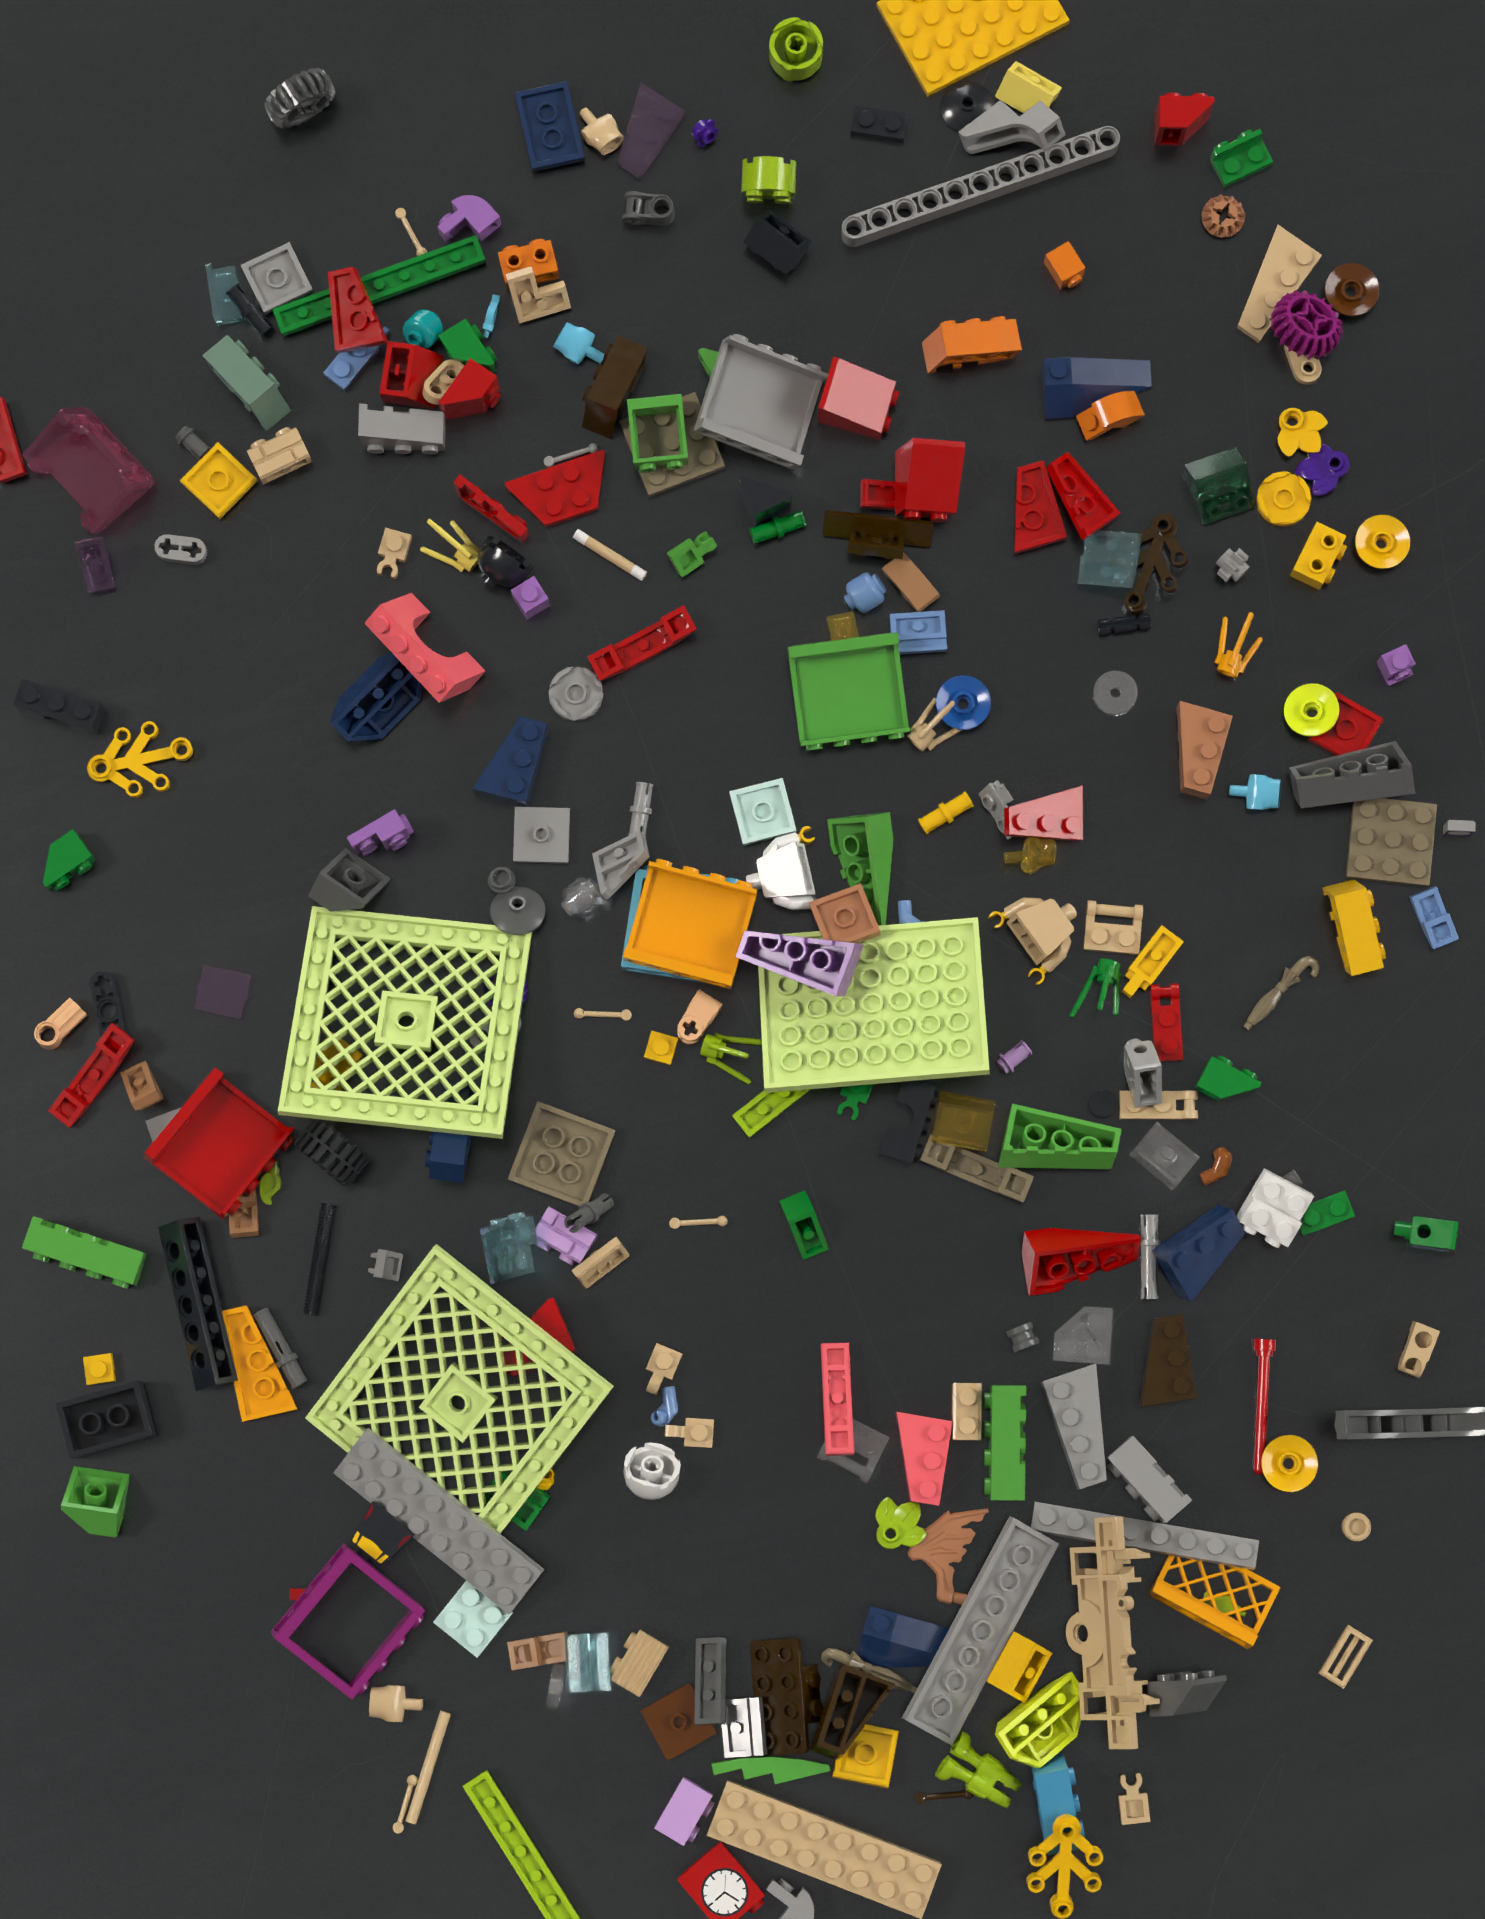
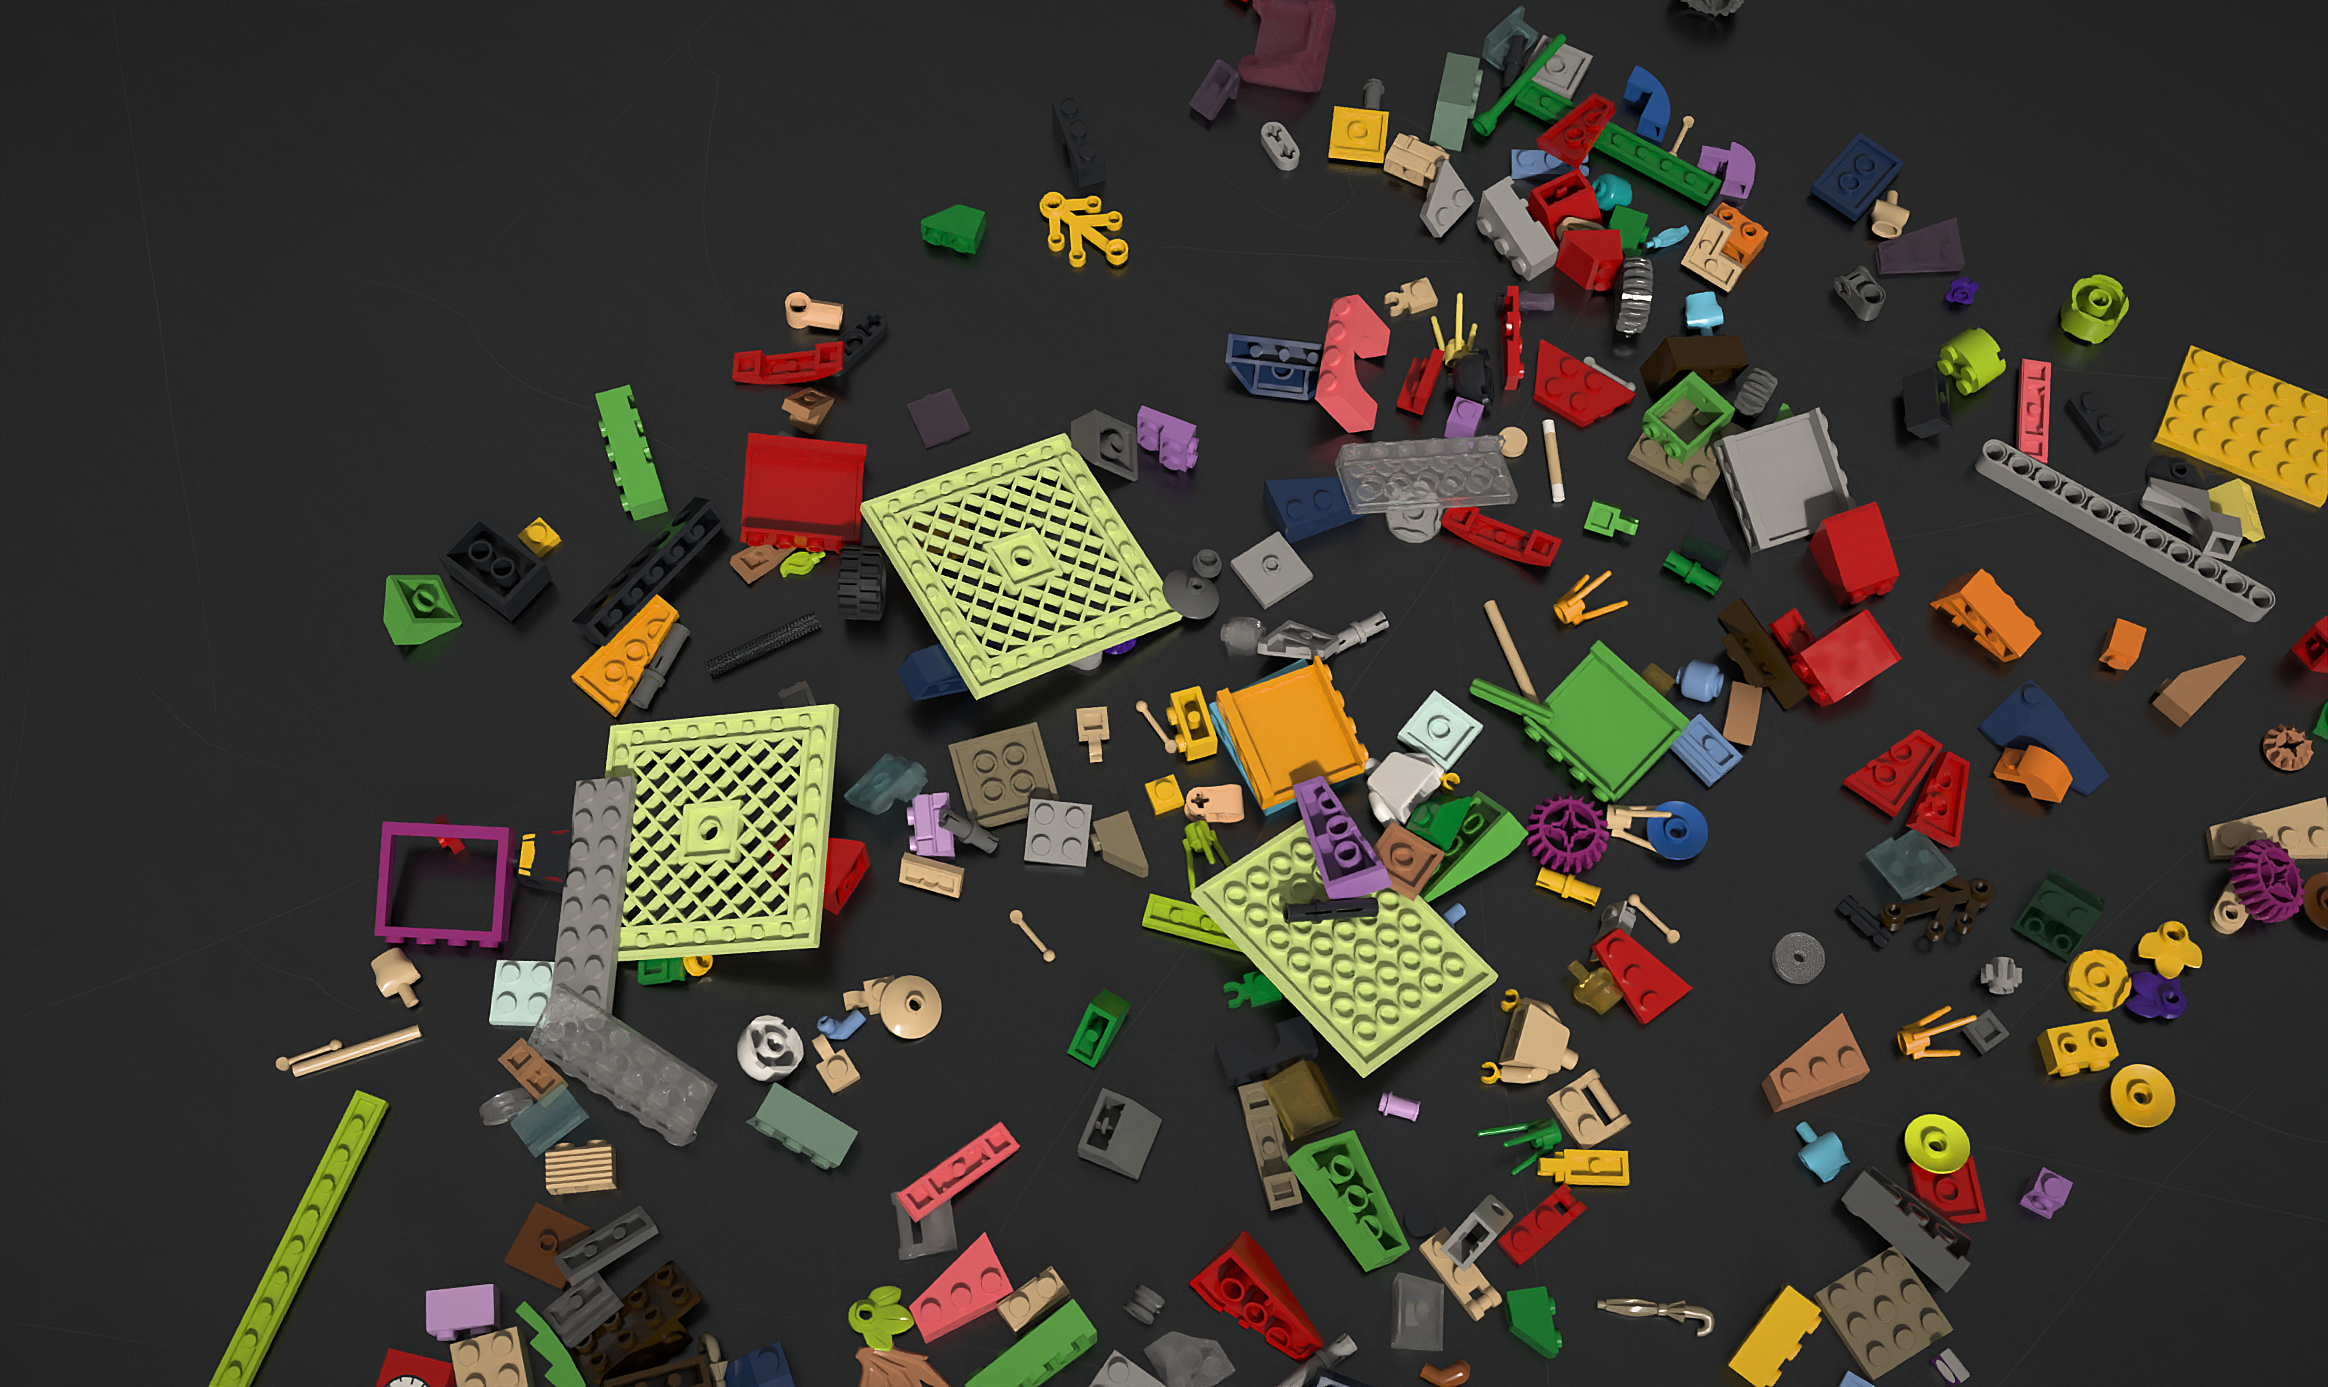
camera: 50 degrees right, 15 degrees down
(283, 371) = (1485, 121): none -> green piece
(332, 462) = (1445, 200): none -> light grey wing
(378, 234) = (1649, 92): none -> blue brick
(463, 467) = (1529, 301): none -> clear purple pin
(473, 605) = (1420, 382): none -> red bracket
(525, 387) = (1633, 294): none -> dark grey gear
(558, 665) = (1425, 474): none -> clear bracket
(571, 573) = (1515, 441): none -> tan tile
(571, 1061) = (1093, 728): none -> tan plate
(587, 1584) = (622, 1065): none -> clear bracket
(625, 988) = (1193, 723): none -> yellow brick
(635, 1148) = (1057, 832): none -> light grey plate
(673, 362) = (1755, 392): none -> dark grey gear
(677, 1109) = (1119, 843): none -> dark tan slope
(681, 1356) = (900, 1017): none -> tan dish
(723, 1487) = (801, 1126): none -> sand green wedge
(738, 639) = (1570, 605): none -> light orange plant
(740, 710) = (1510, 651): none -> tan bar
(779, 742) = (1512, 701): none -> bright green axle
(830, 865) = (1439, 819): none -> green slope
(840, 166) = (2033, 409): none -> coral plate
(845, 1010) = (1330, 910): none -> black pin
(893, 1267) = (1119, 1134): none -> dark grey slope
(897, 773) = (1591, 832): none -> magenta gear
(1033, 768) = (1671, 935): none -> tan hinge
(1134, 252) = (2192, 688): none -> medium nougat slope
(1263, 608) = (1985, 1031): none -> dark grey plate

